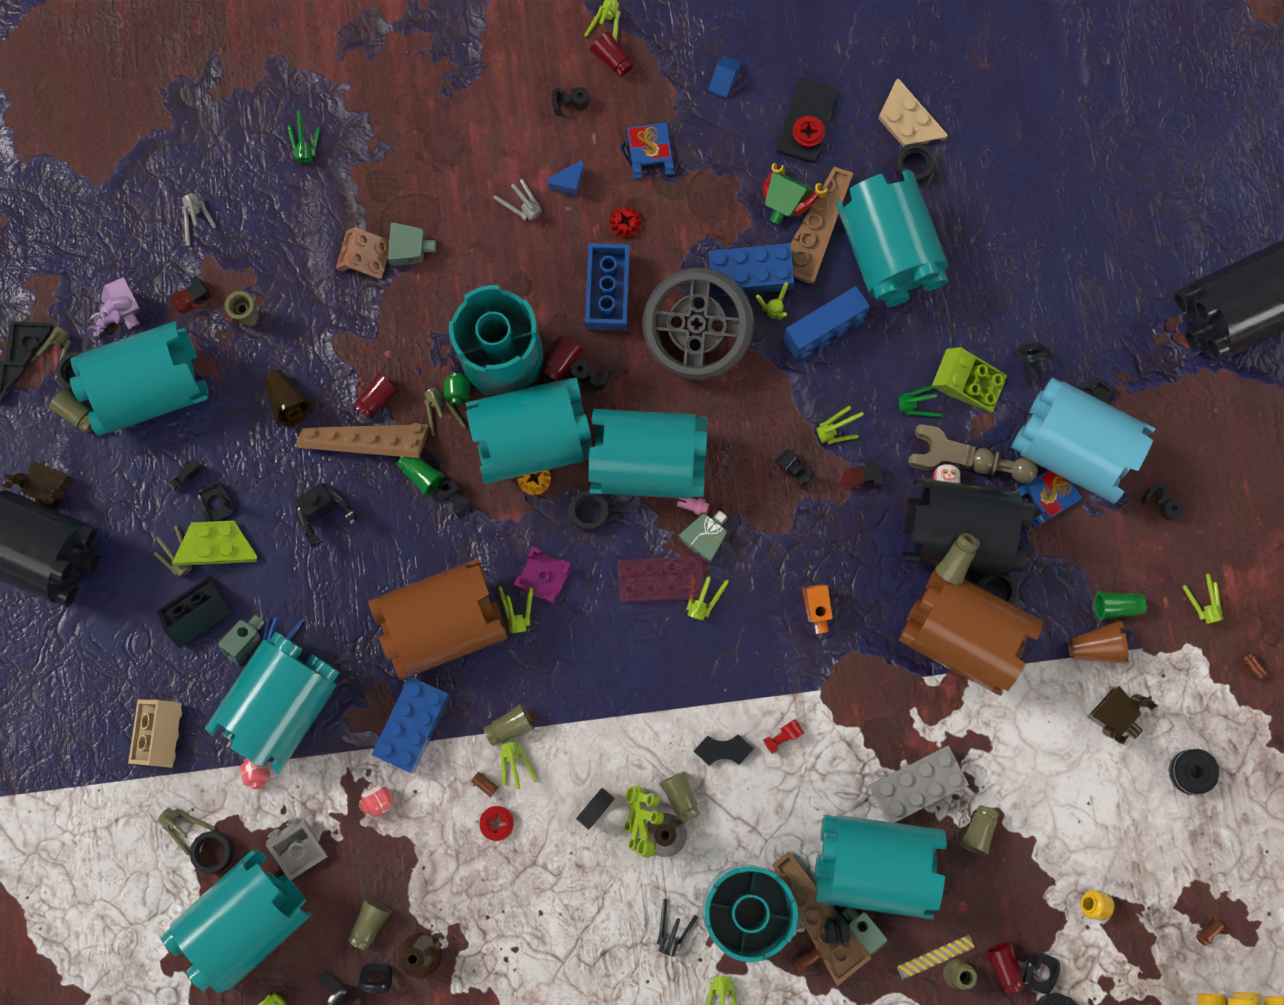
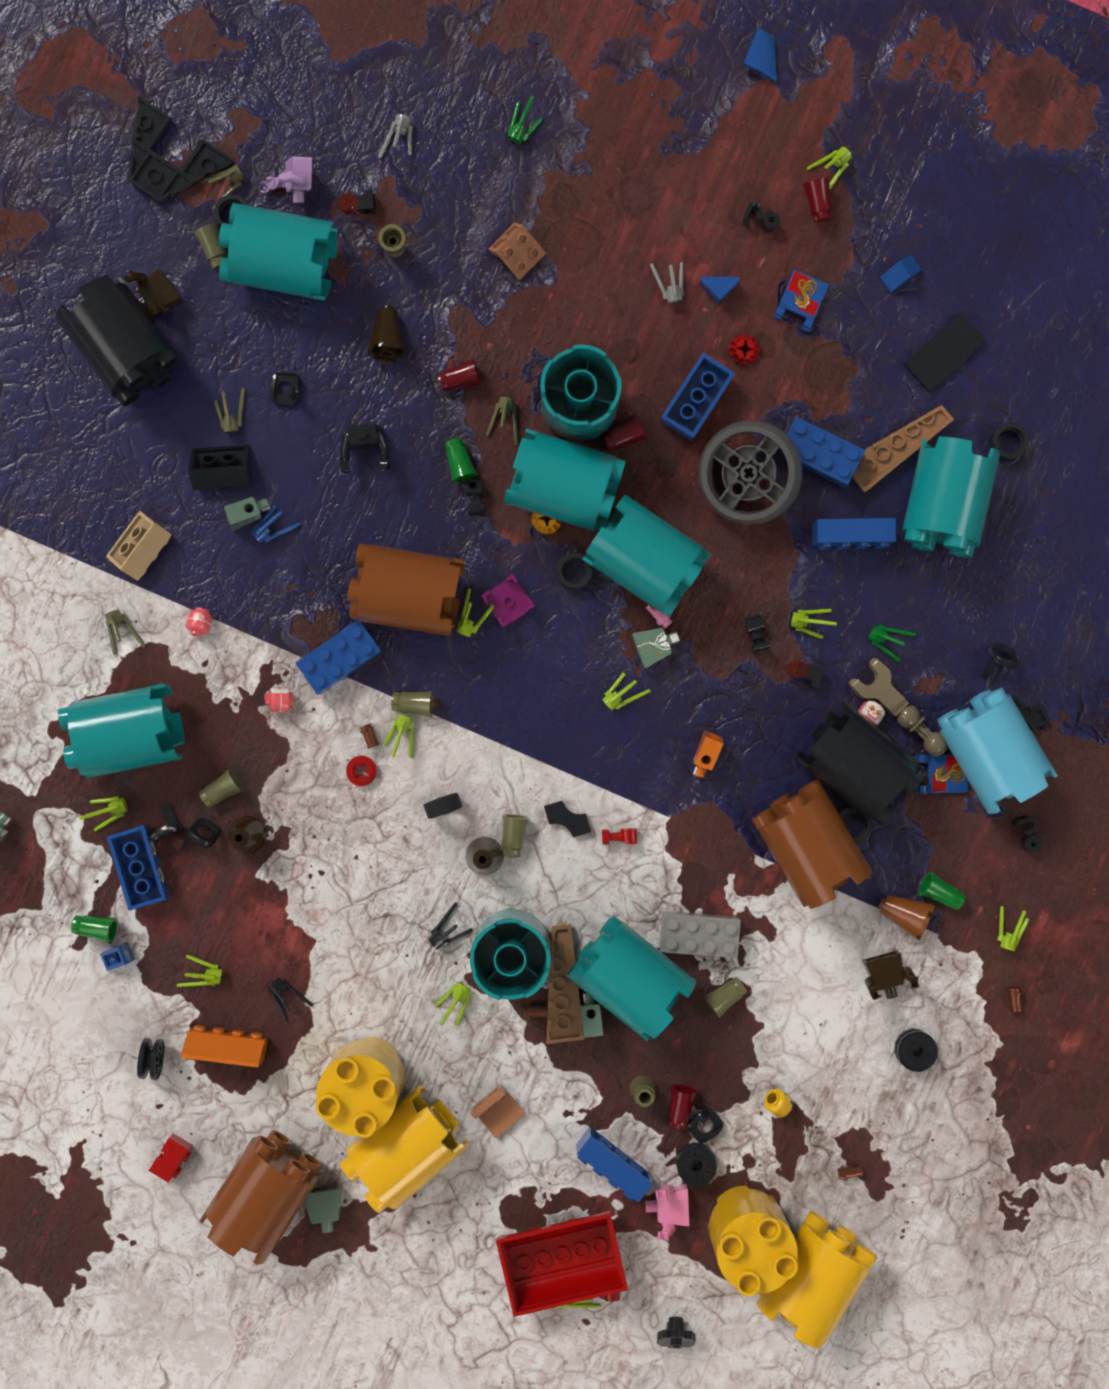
camera: 25 degrees right, 10 degrees up
(186, 475) = (276, 351): black plate -> none
(195, 848) = (117, 663): black tyre -> none
(214, 544) = (265, 422): lime wing -> none
(274, 702) = (243, 578): teal brick -> none
(295, 847) = (198, 698): light grey plate -> none
(379, 440) = (444, 416): medium nougat wing -> none
(408, 245) = (557, 265): sand green torso -> none
(457, 388) = (527, 409): green head -> none
(582, 372) = (634, 455): black leg -> none
(635, 797) = (478, 815): lime plant -> none
(660, 579) = (598, 658): clear pink tile -> none
(775, 306) = (821, 494): lime plant -> none
(788, 195) = (888, 407): green torso -> none
(815, 126) = (948, 362): red gear -> none
(837, 931) = (569, 1005): black wheel -> none
(908, 118) = (1028, 400): tan wing -> none
(935, 957) = (633, 1066): sticker -> none
(958, 559) = (835, 787): olive plant -> none
(969, 379) = (939, 645): lime slope -> none

